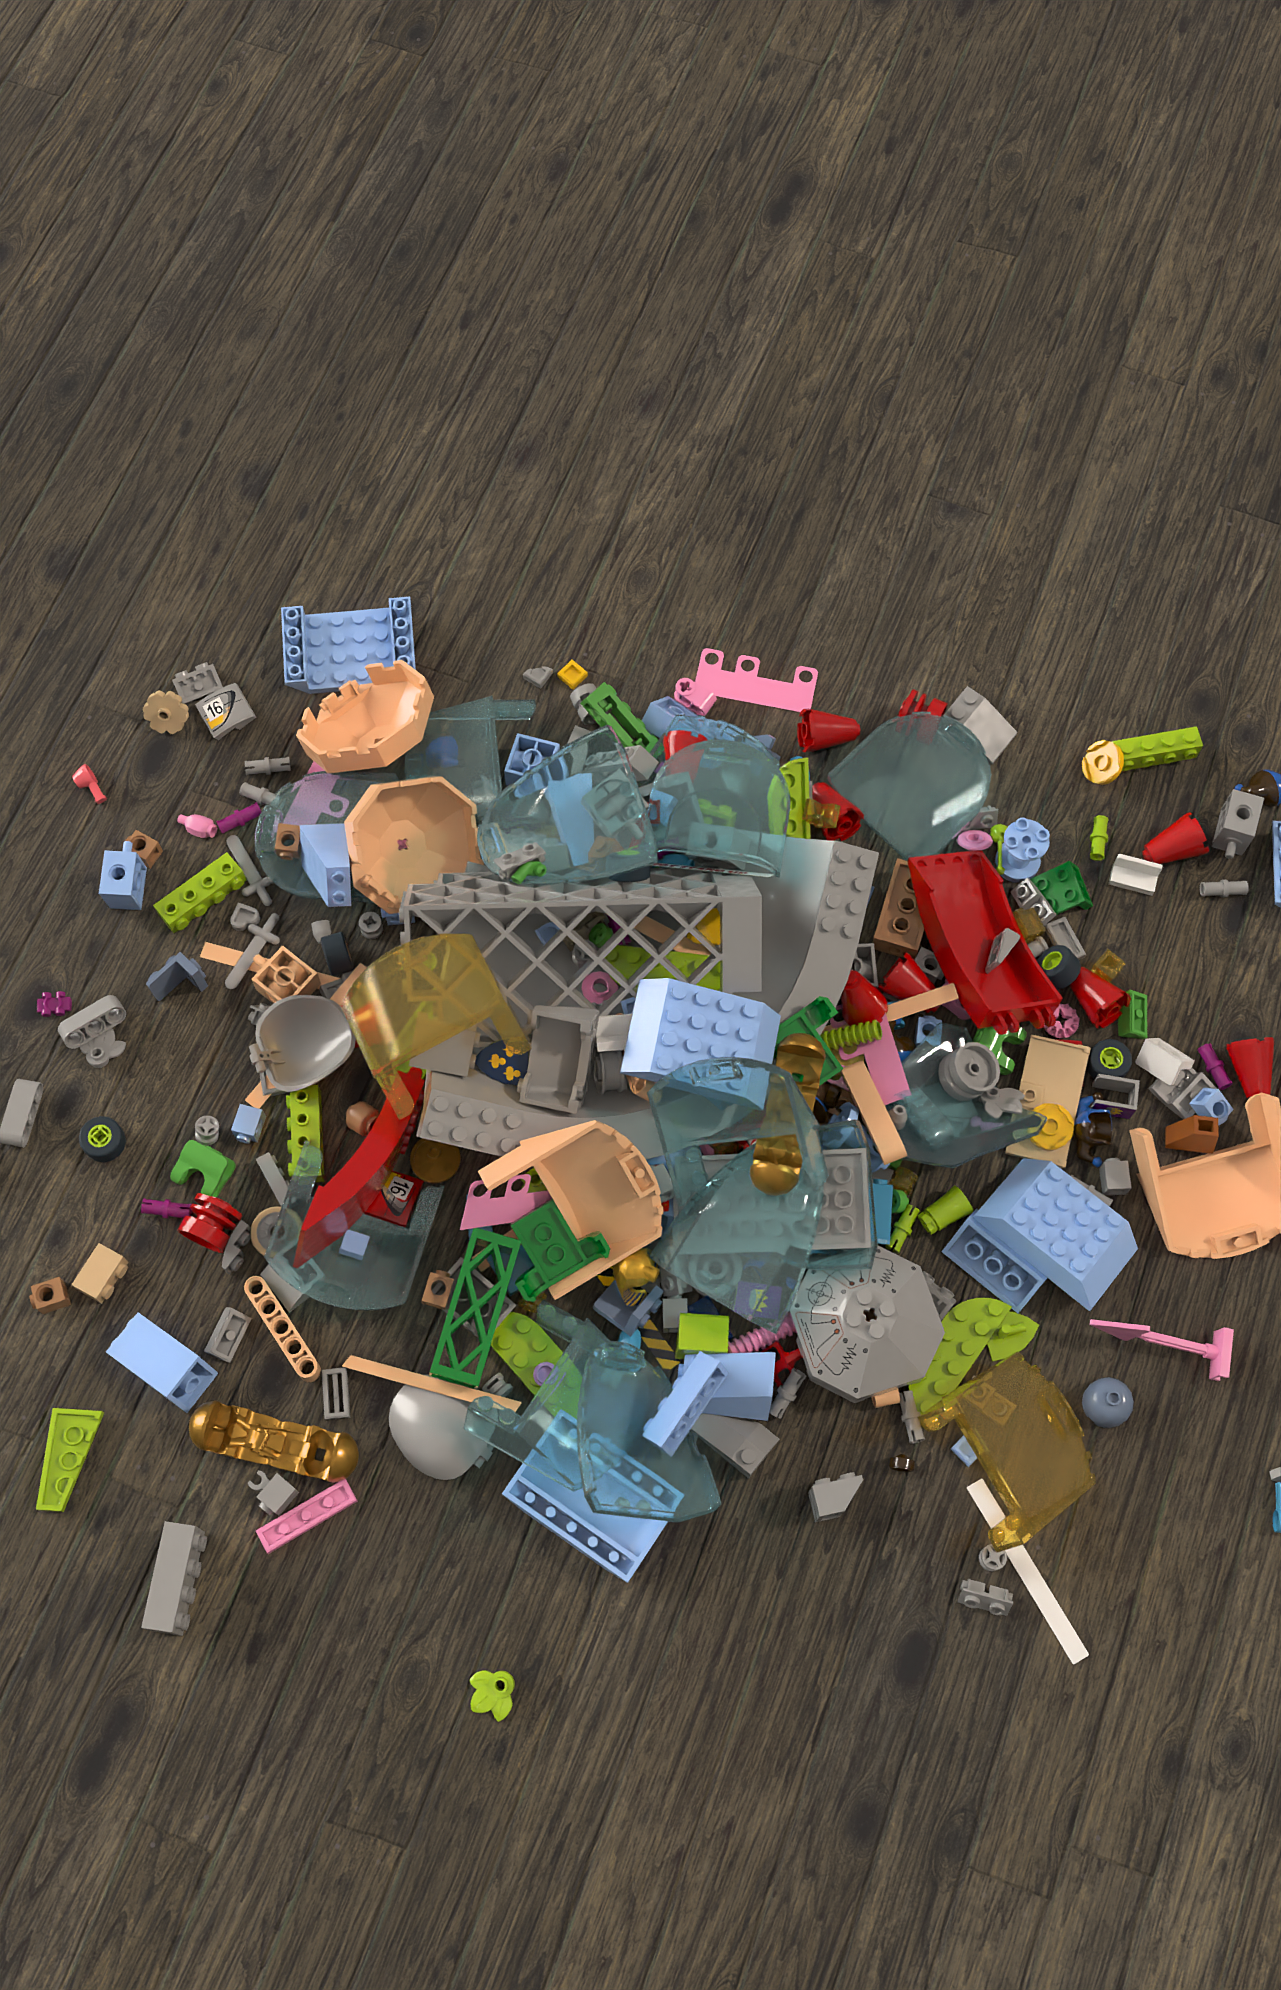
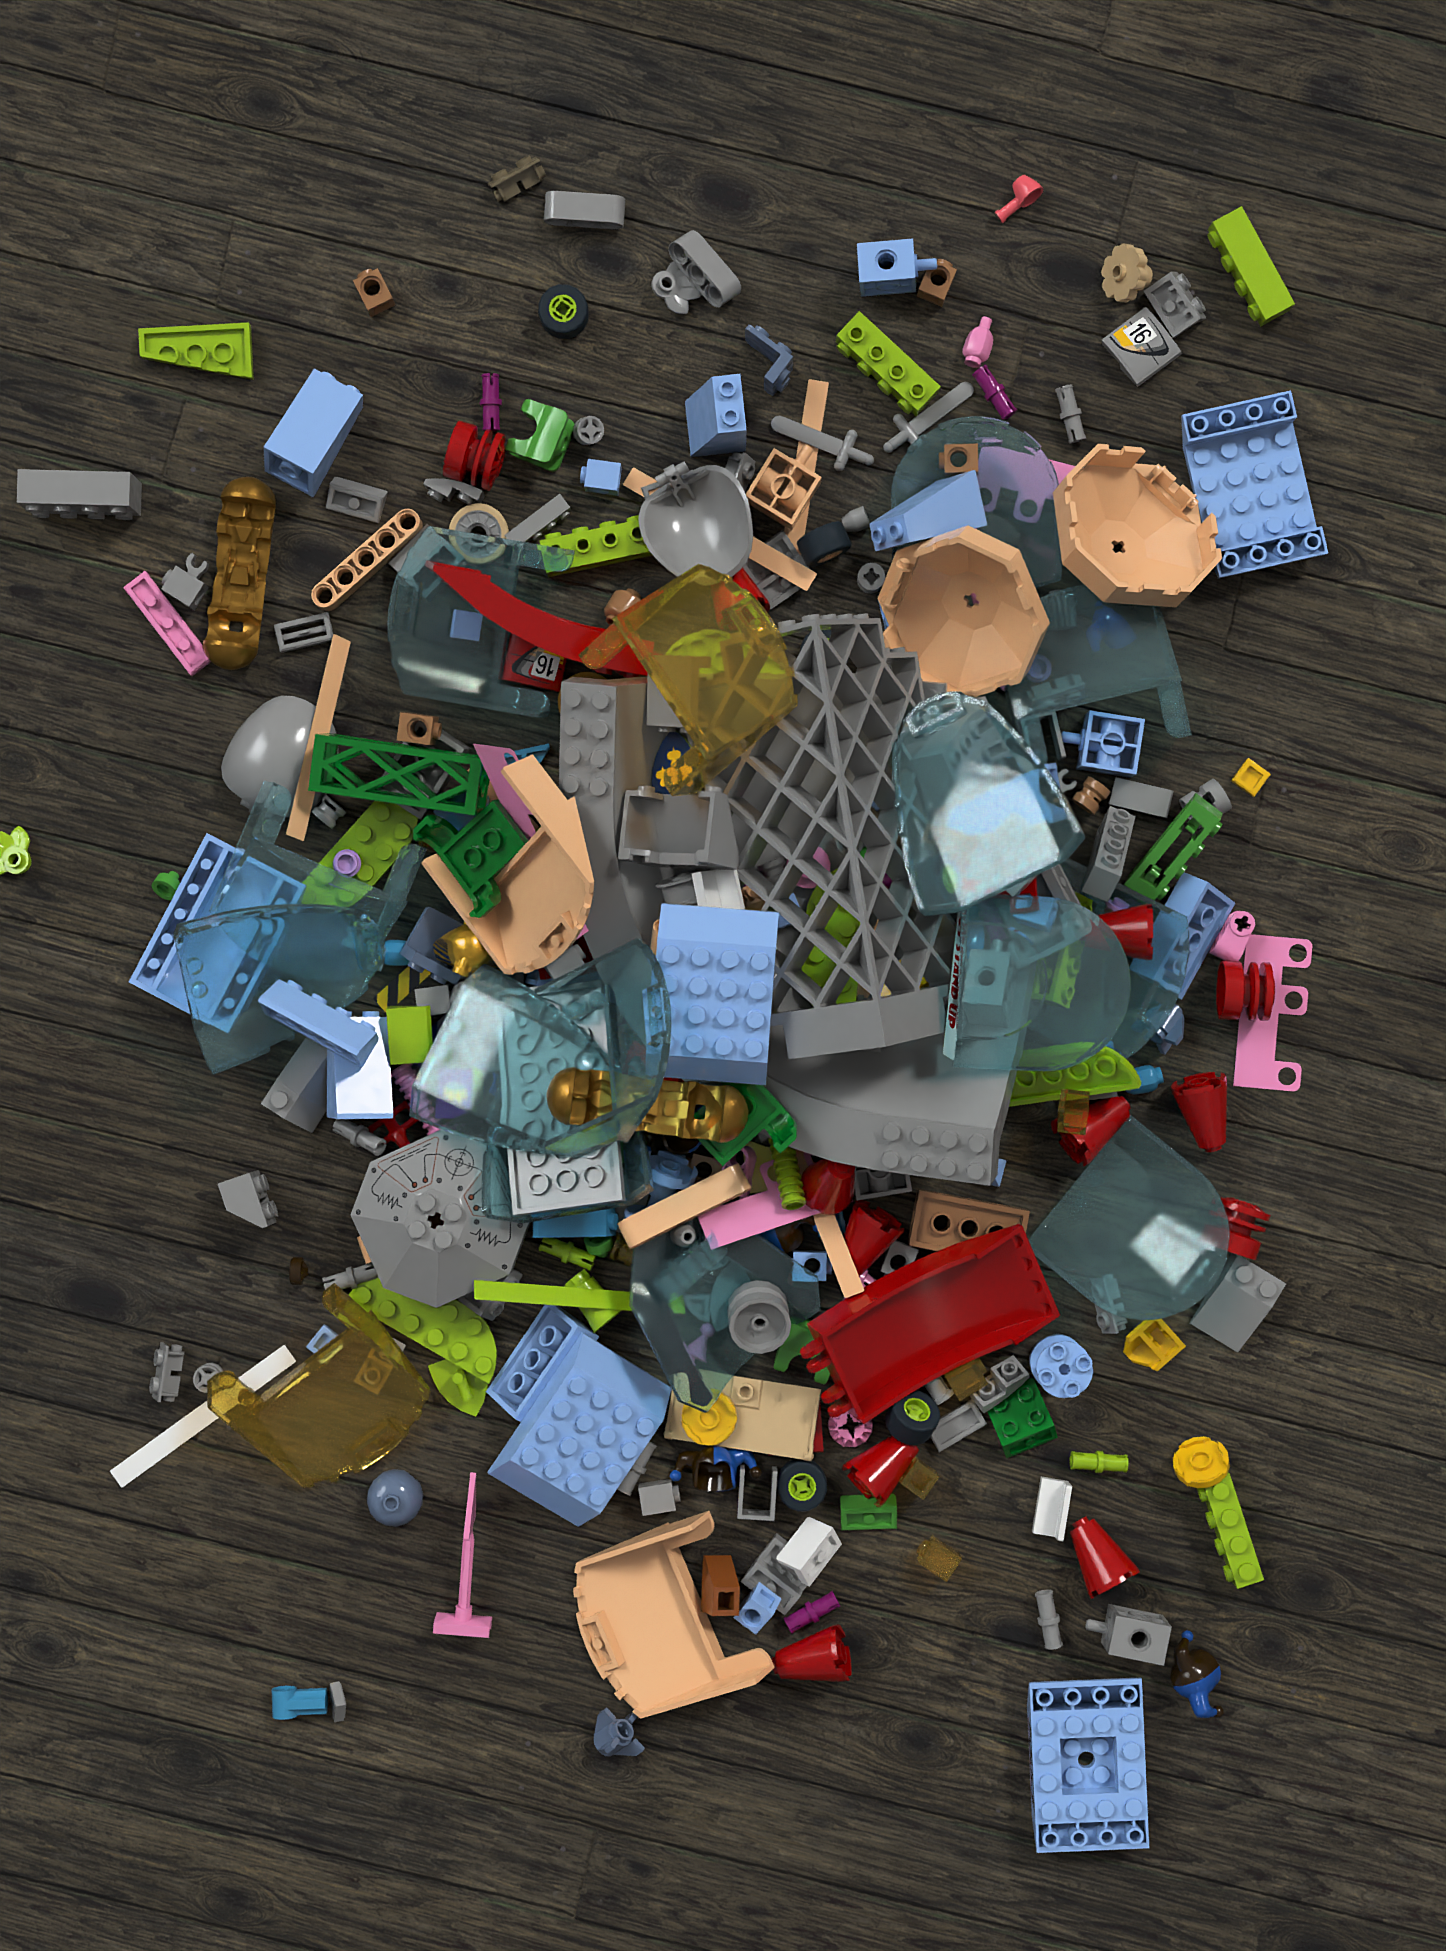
camera: 85 degrees right, 20 degrees up
(54, 1005) = (723, 224): magenta piece -> none
(100, 1273) = (405, 343): tan brick -> none
(180, 627) = (1250, 266): none -> lime brick
(217, 1017) = (717, 417): none -> light blue slope
(244, 916) = (865, 422): light grey tile -> none
(261, 796) = (1028, 413): light grey pin -> none
(511, 861) = (924, 752): light grey hinge -> none
(531, 868) = (910, 761): bright green arm -> none
(538, 675) = (1243, 734): light grey tile -> none
(543, 1543) = (166, 885): none -> bright green tile
(737, 690) = (1250, 991): none -> red wheel
(833, 1096) = (706, 1157): dark brown tile -> none
(940, 1231) = (551, 1295): none -> lime sticker
(974, 840) = (1083, 1311): bright pink piece -> none
(997, 834) = (1086, 1337): lime hinge -> none
(1000, 948) = (926, 1347): light grey slope -> none
(1002, 1100) = (728, 1361): light grey plate -> none
(1008, 789) = (1152, 1344): none -> yellow slope
(1172, 963) = (938, 1557): none -> clear yellow brick

